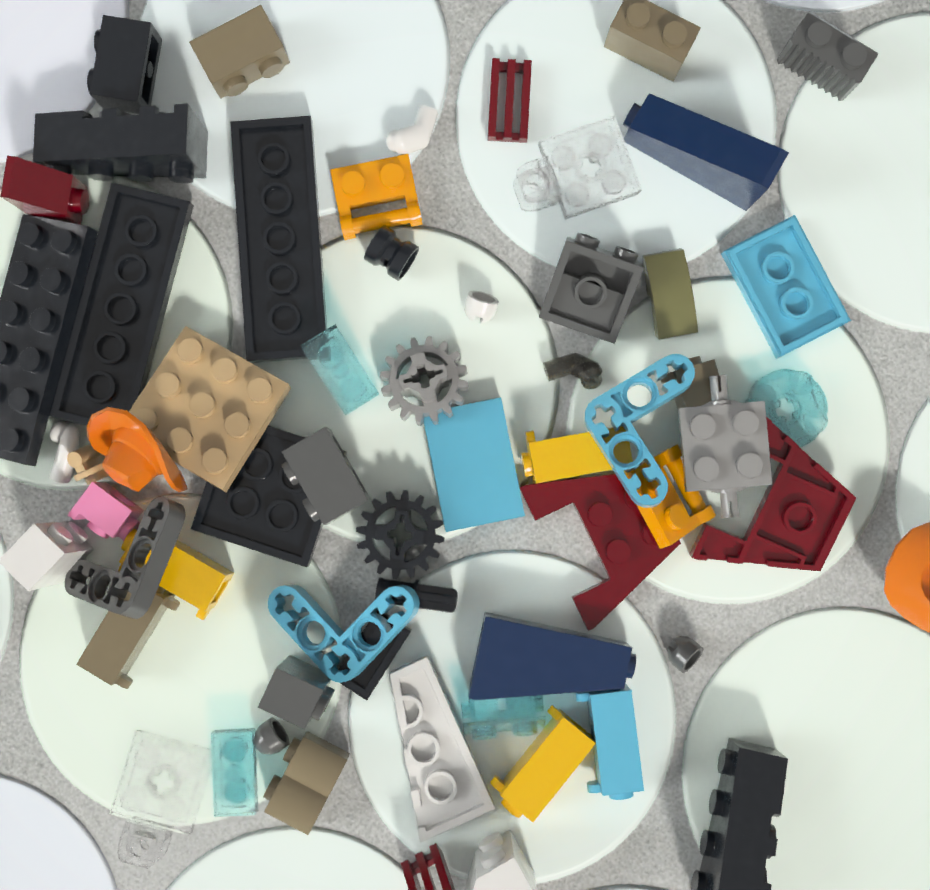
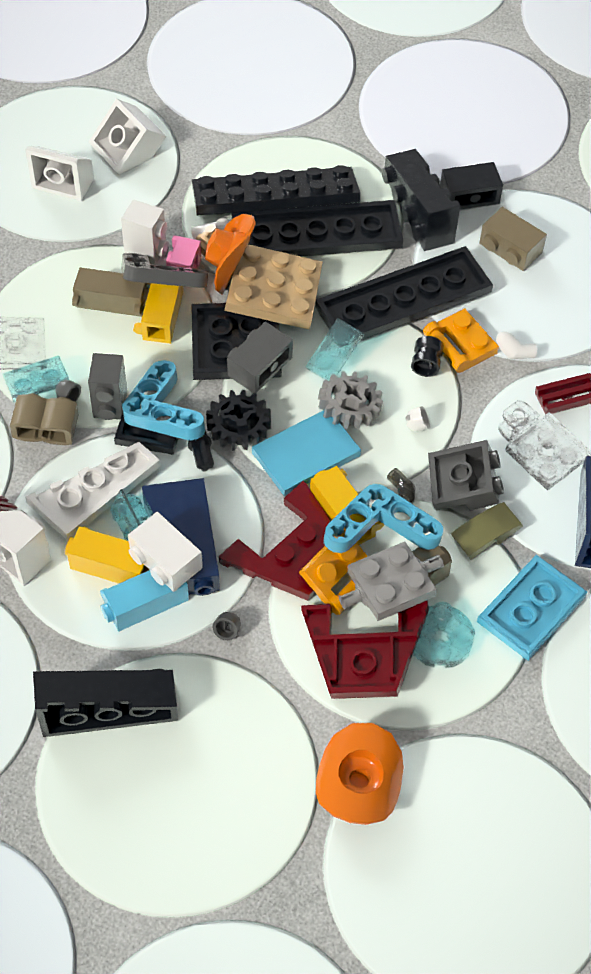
camera: 70 degrees right, 30 degrees down
(44, 191) = (370, 166): dark red slope -> none
(591, 710) = (164, 552): none -> white brick

